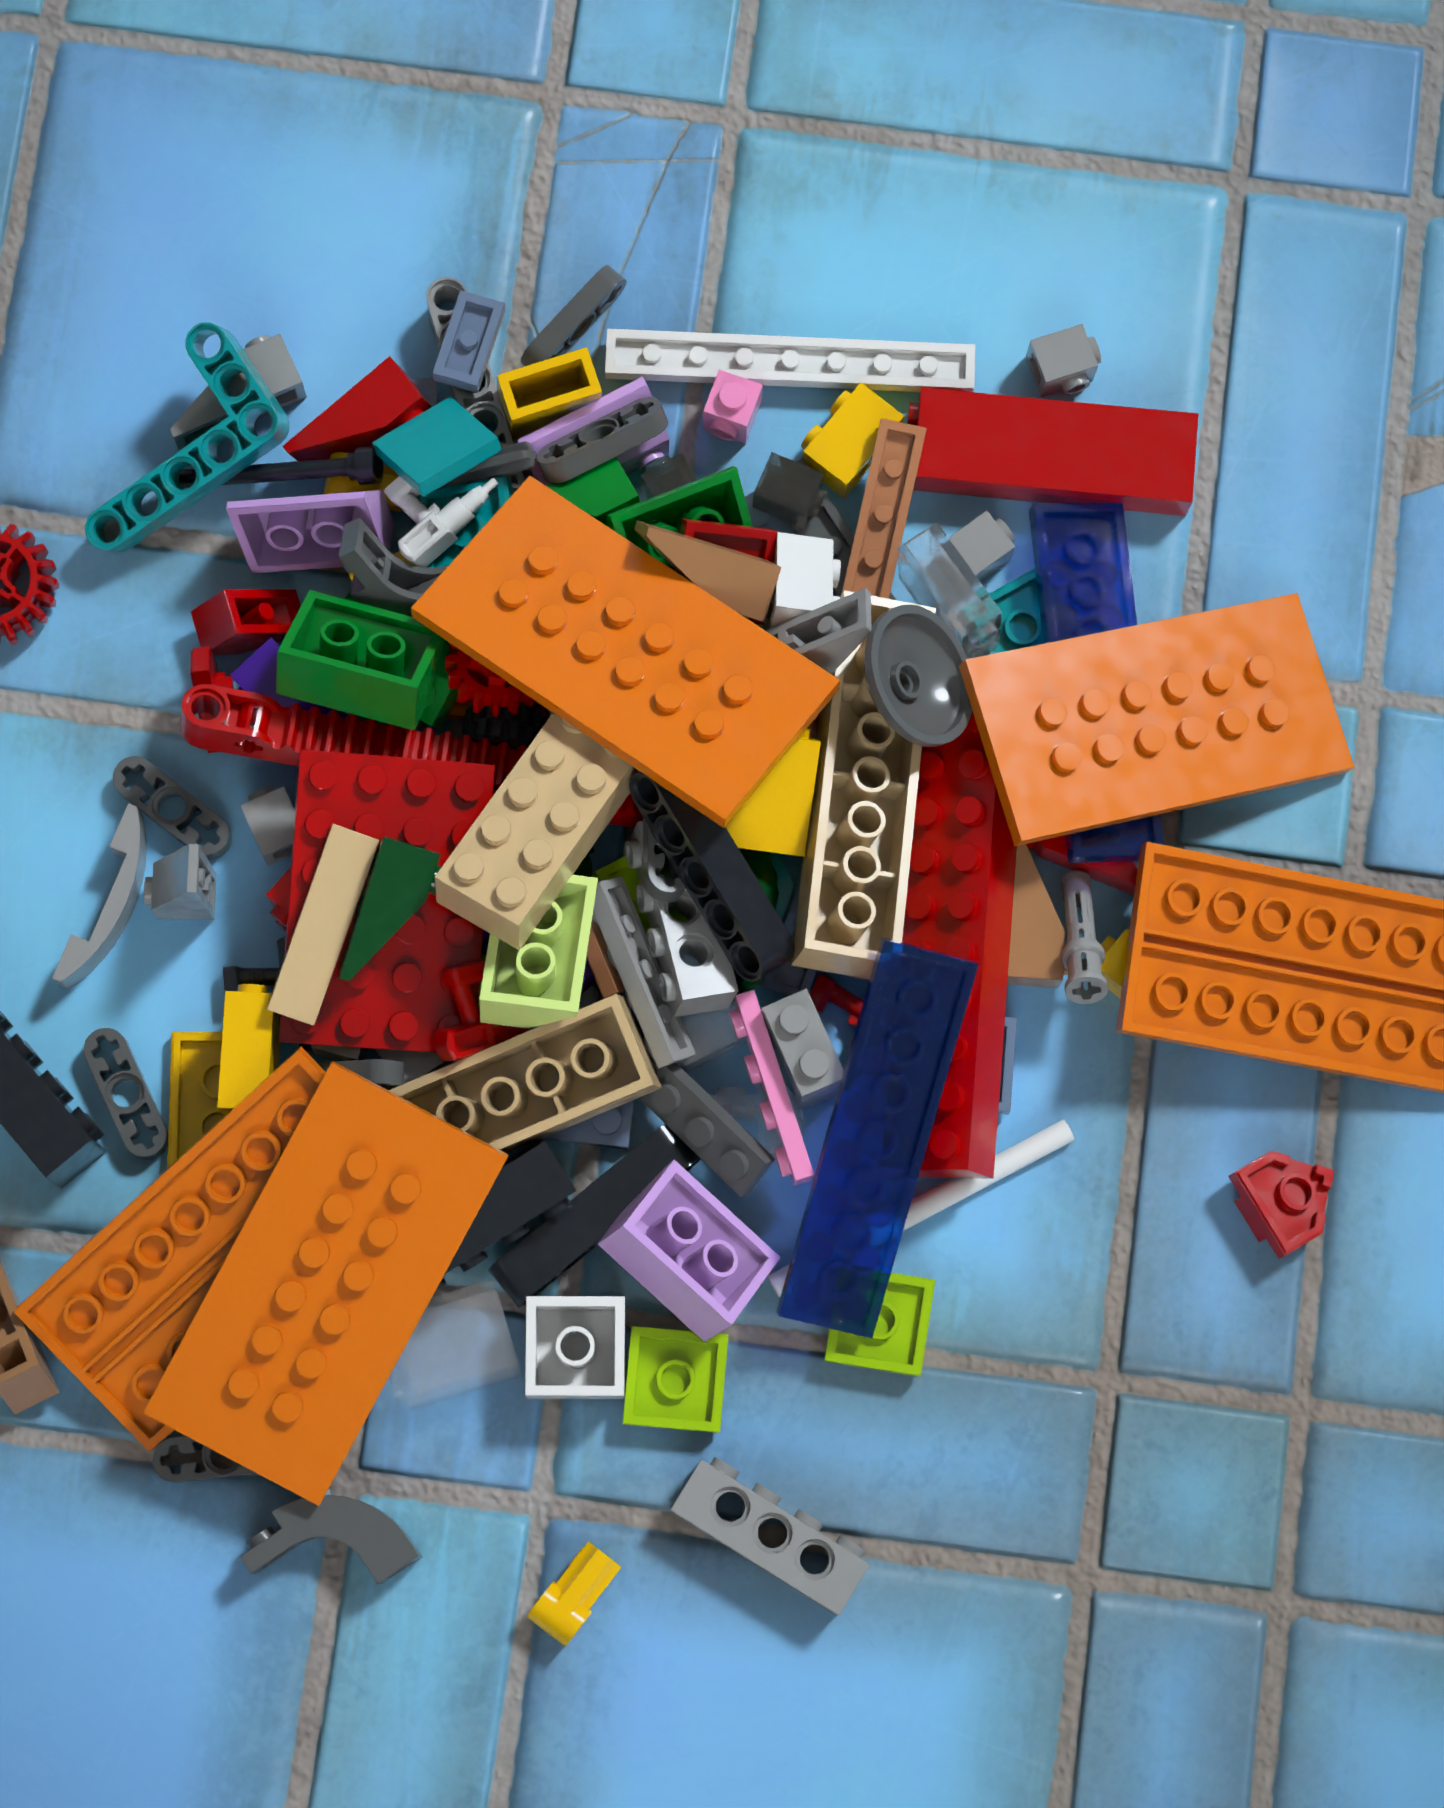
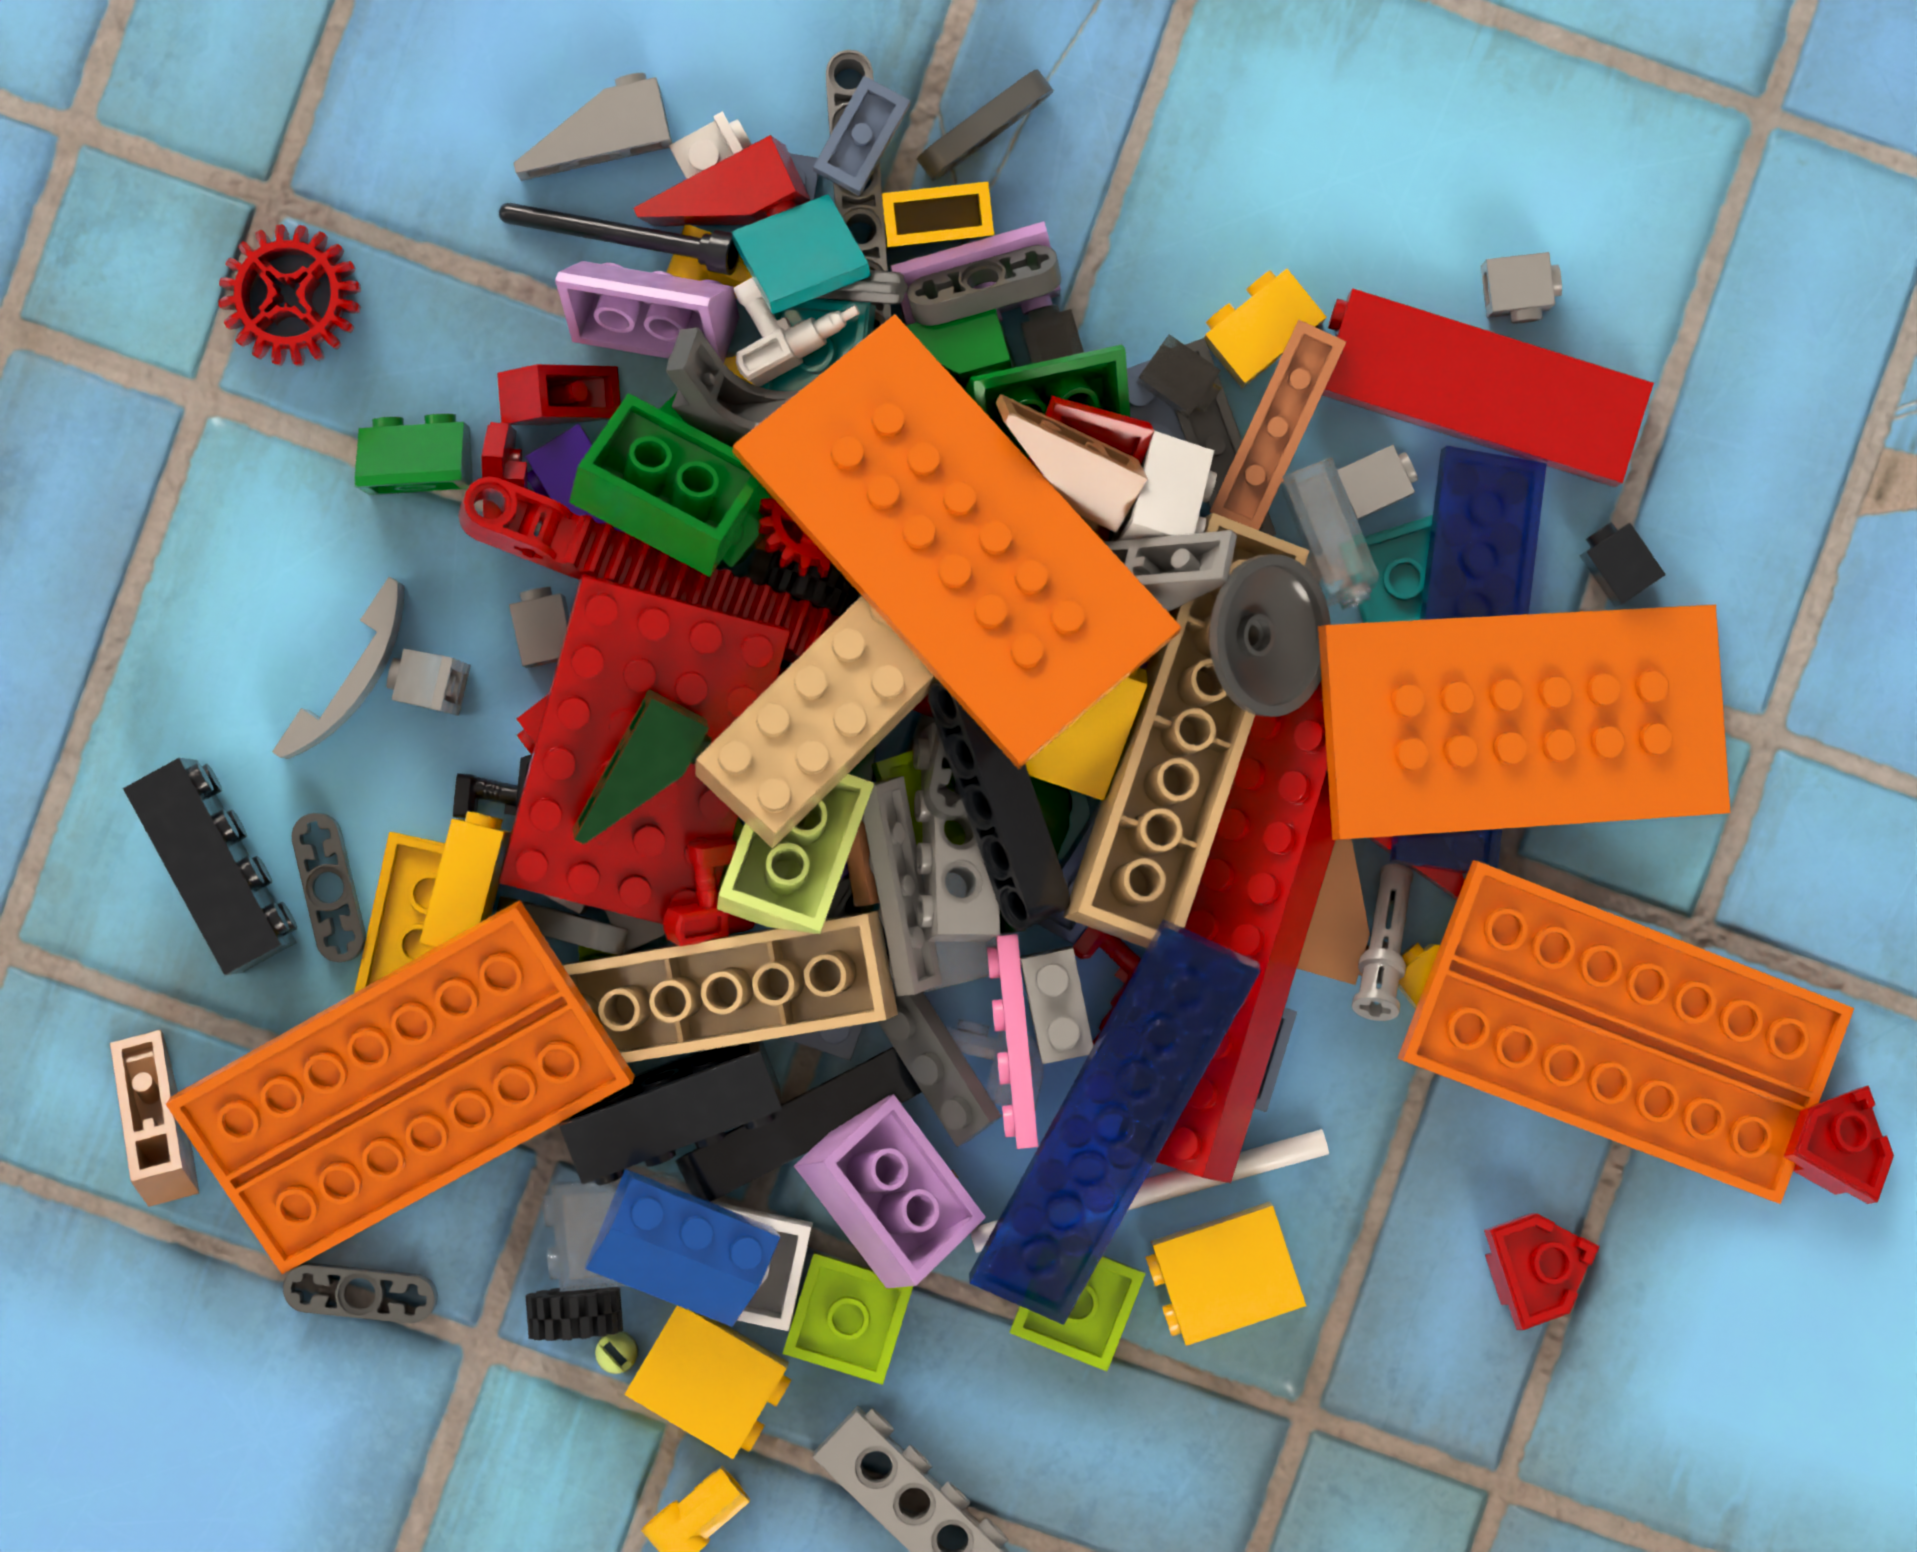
camera: 20 degrees right, 10 degrees up
(130, 699) = (413, 457): none -> green slope
(153, 776) = (401, 563): dark grey beam -> none
(200, 453) = (544, 203): teal beam -> none
(322, 924) = (569, 772): tan tile -> none
(325, 1283) = (499, 1152): orange plate -> none
(336, 382) = (709, 145): none -> white bracket
(363, 1527) = (470, 1388): dark grey arch -> none
(424, 1424) = (573, 1313): none -> black tyre
(465, 1468) = (624, 1344): none -> yellowish green hinge
(511, 1335) = (682, 1248): none -> blue slope
(561, 1462) = (709, 1381): none -> yellow brick
(732, 407) = (1138, 264): bright pink brick -> none
(789, 360) = (1215, 221): white plate -> none
(1007, 1265) = (1225, 1274): none -> yellow brick
(1207, 571) = (1620, 562): none -> black brick

